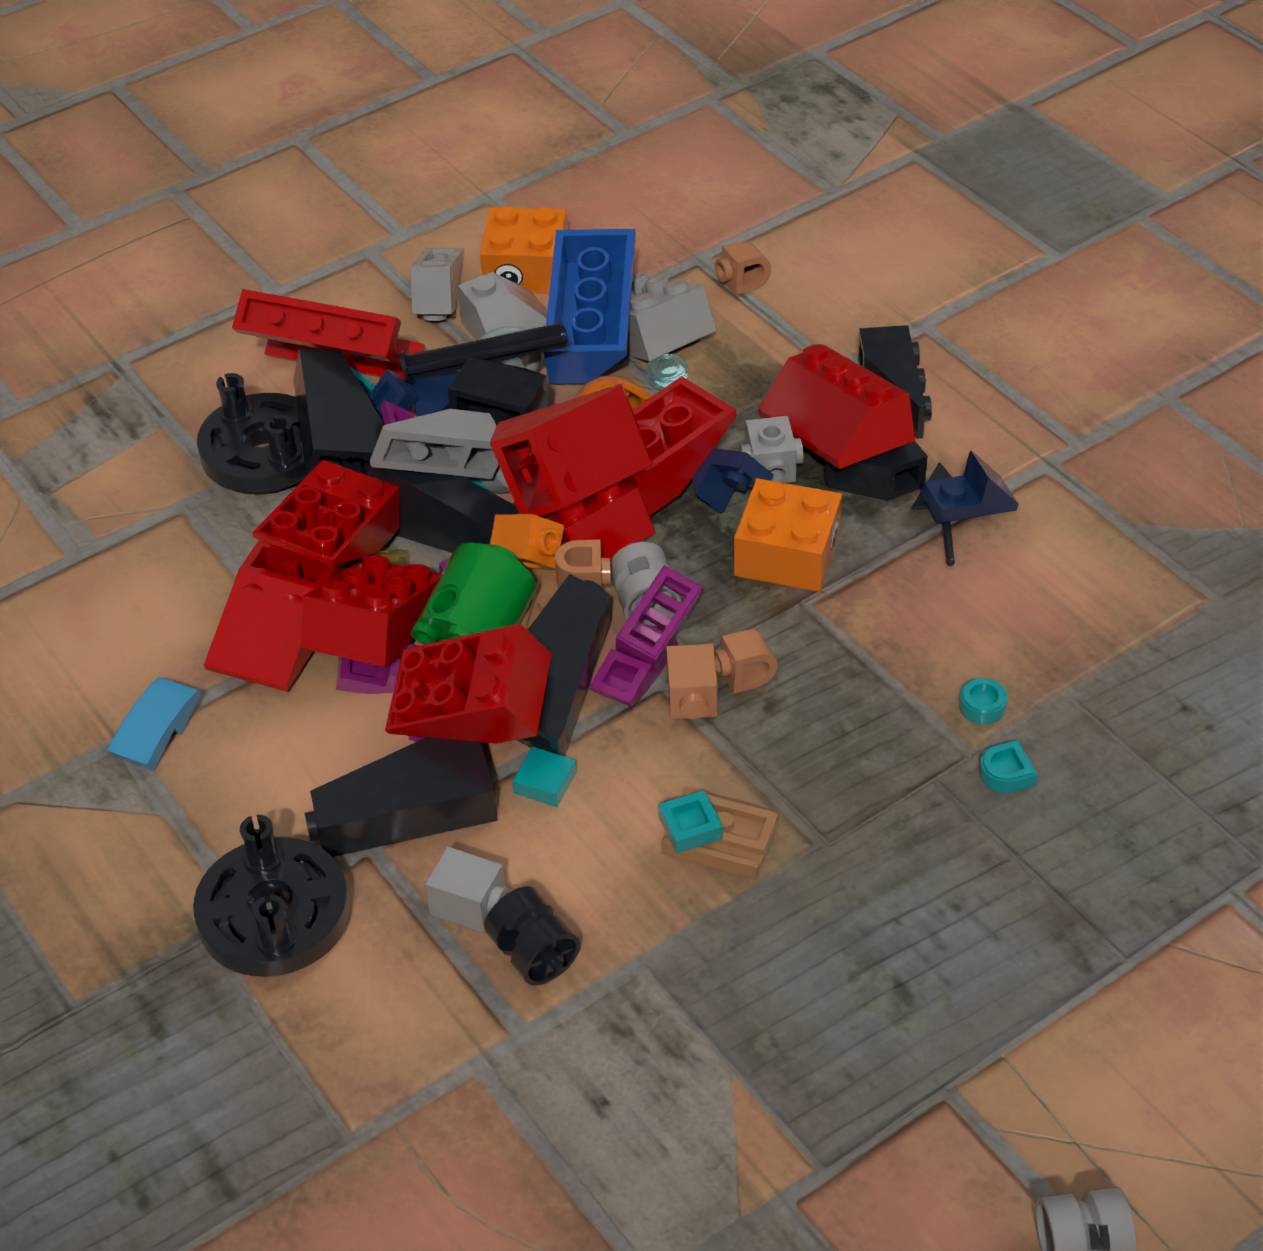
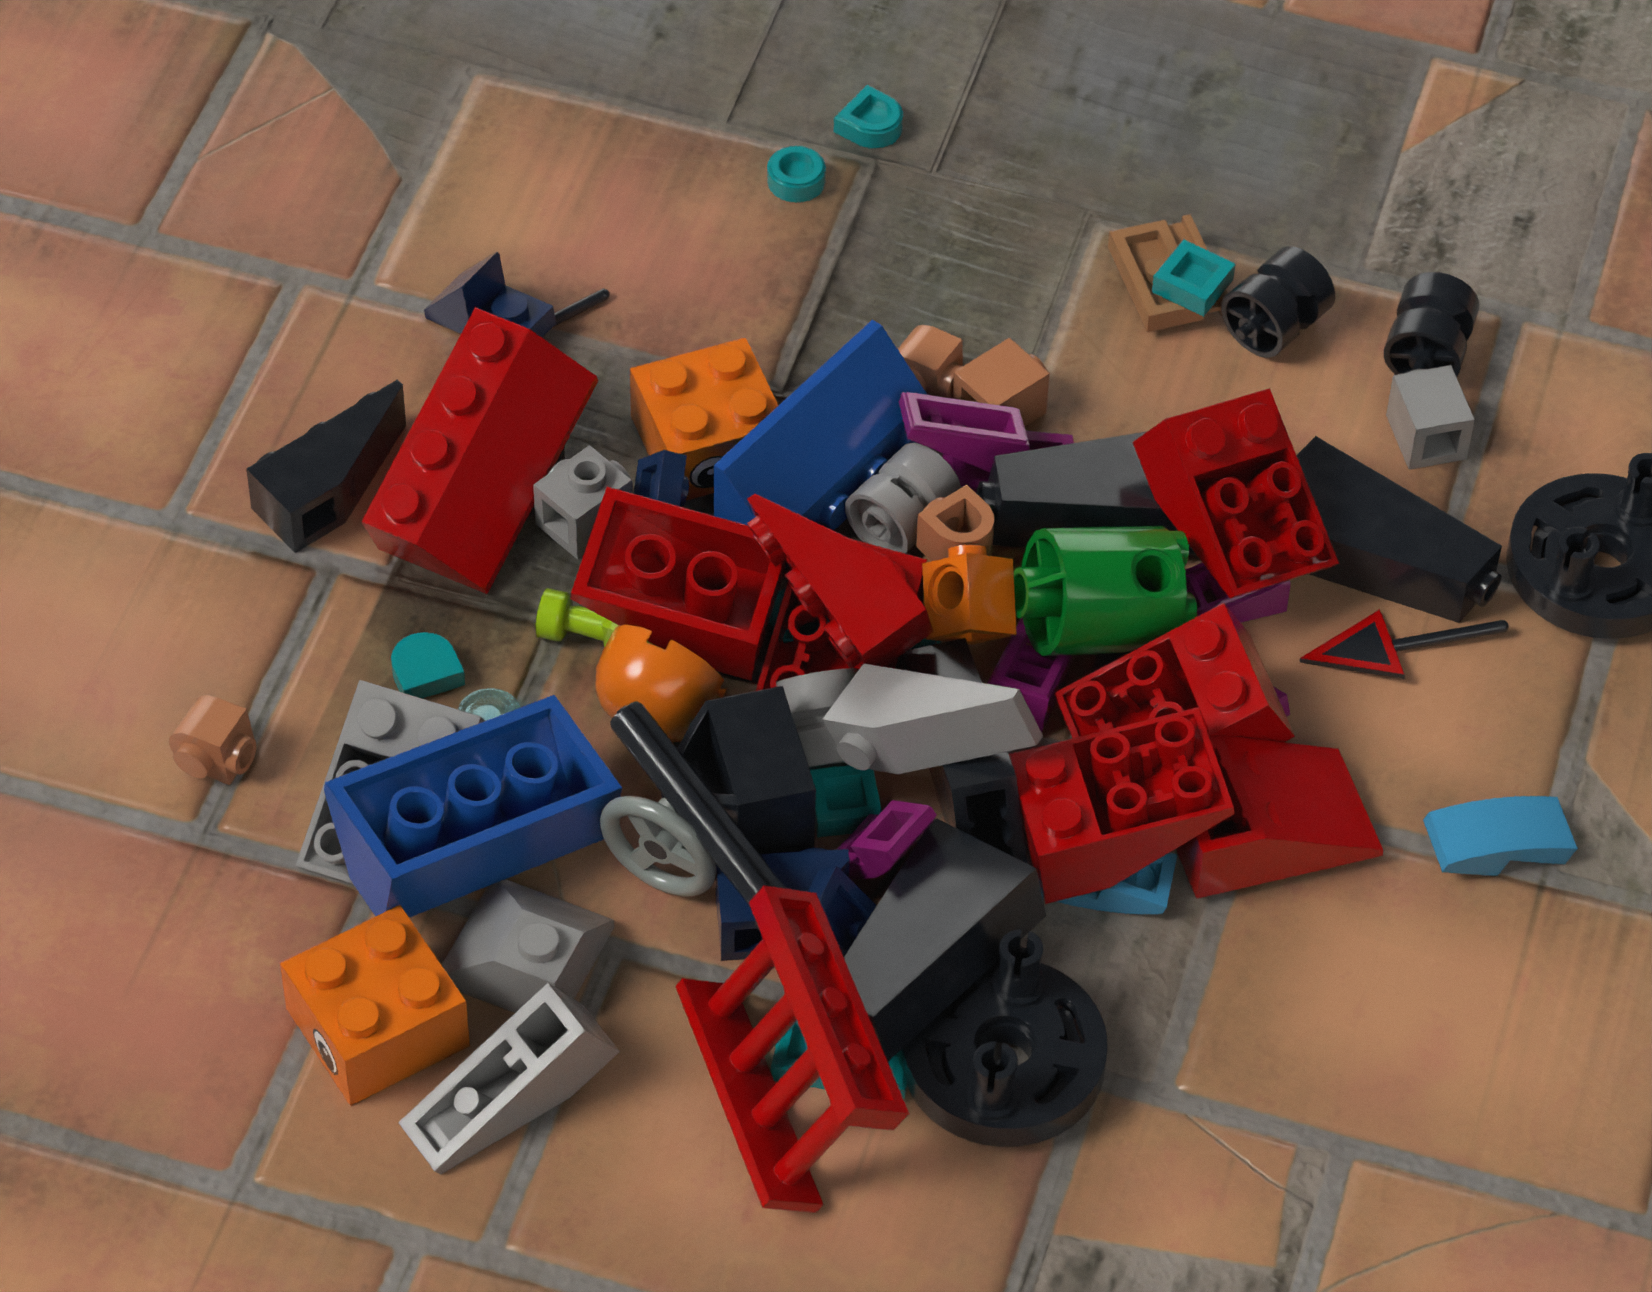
camera: 130 degrees left, 5 degrees up
(339, 757) = (1370, 650): none -> piece
(633, 864) = (1278, 301): none -> black wheel
(709, 550) = (822, 435): none -> blue slope
(725, 364) = (426, 665): none -> teal tile

